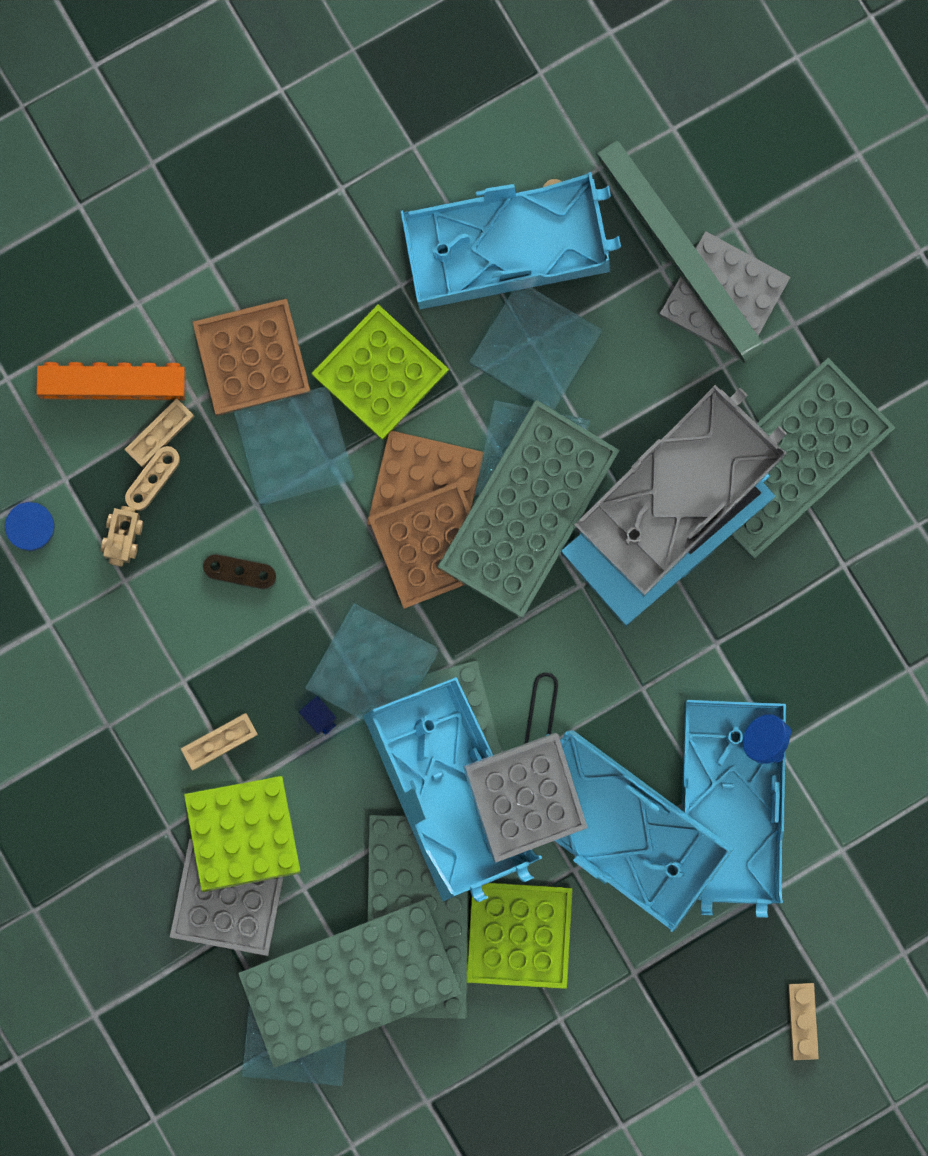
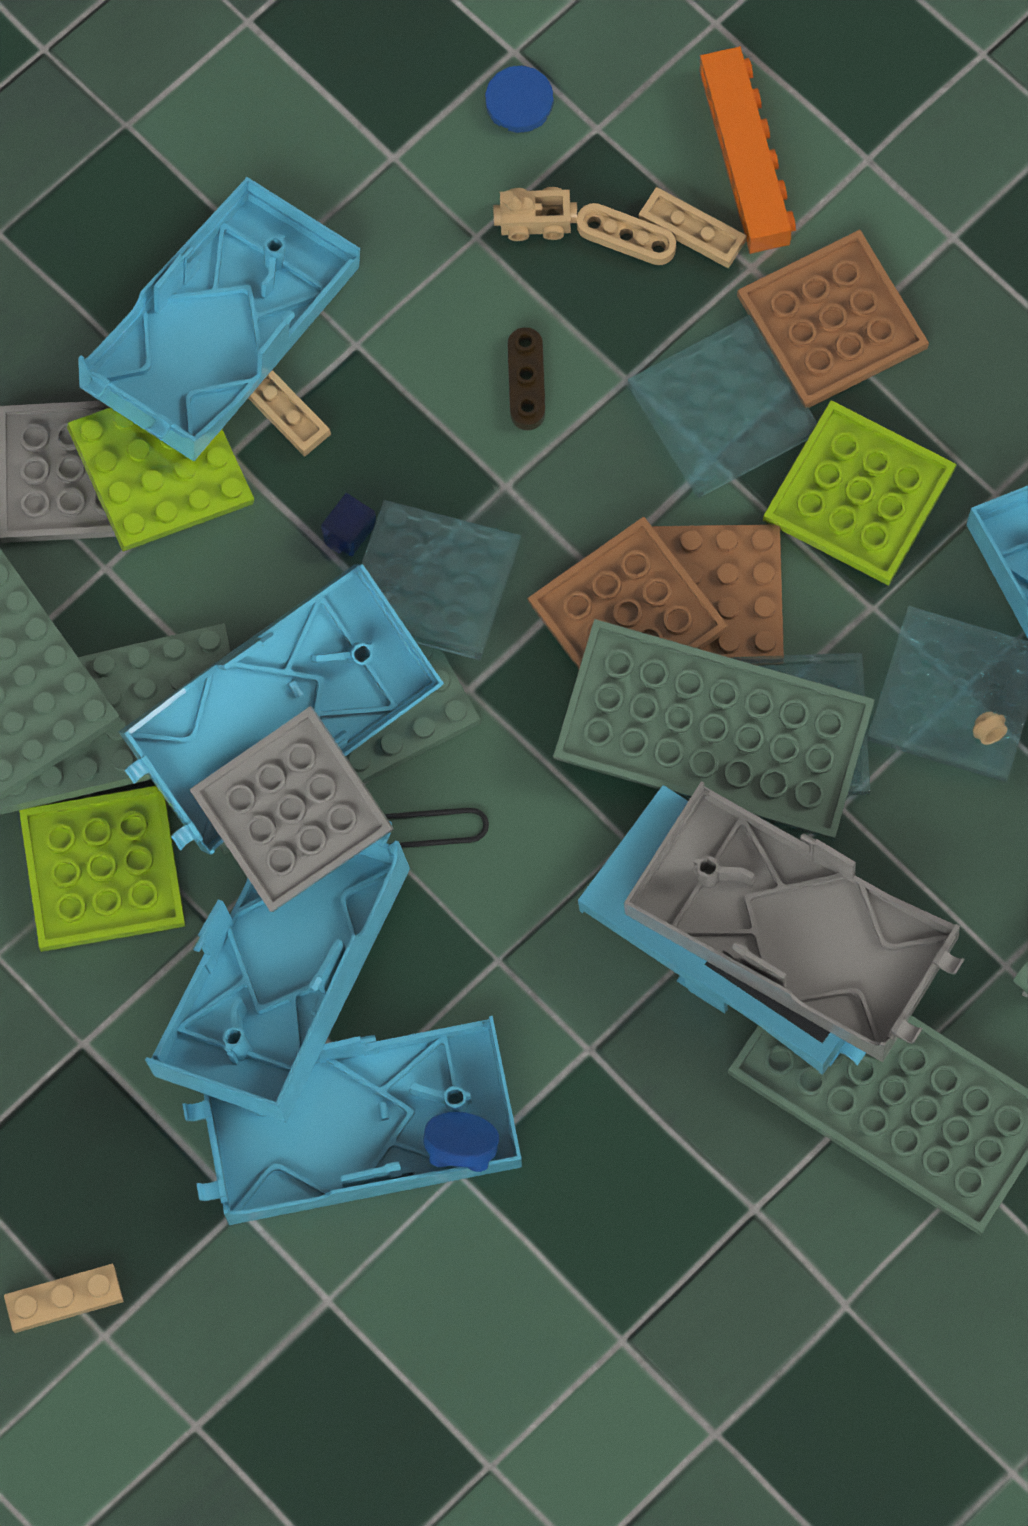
camera: 85 degrees right, 10 degrees down
(149, 769) = (219, 318): none -> medium azure piece
(568, 331) = (989, 728): none -> tan plate

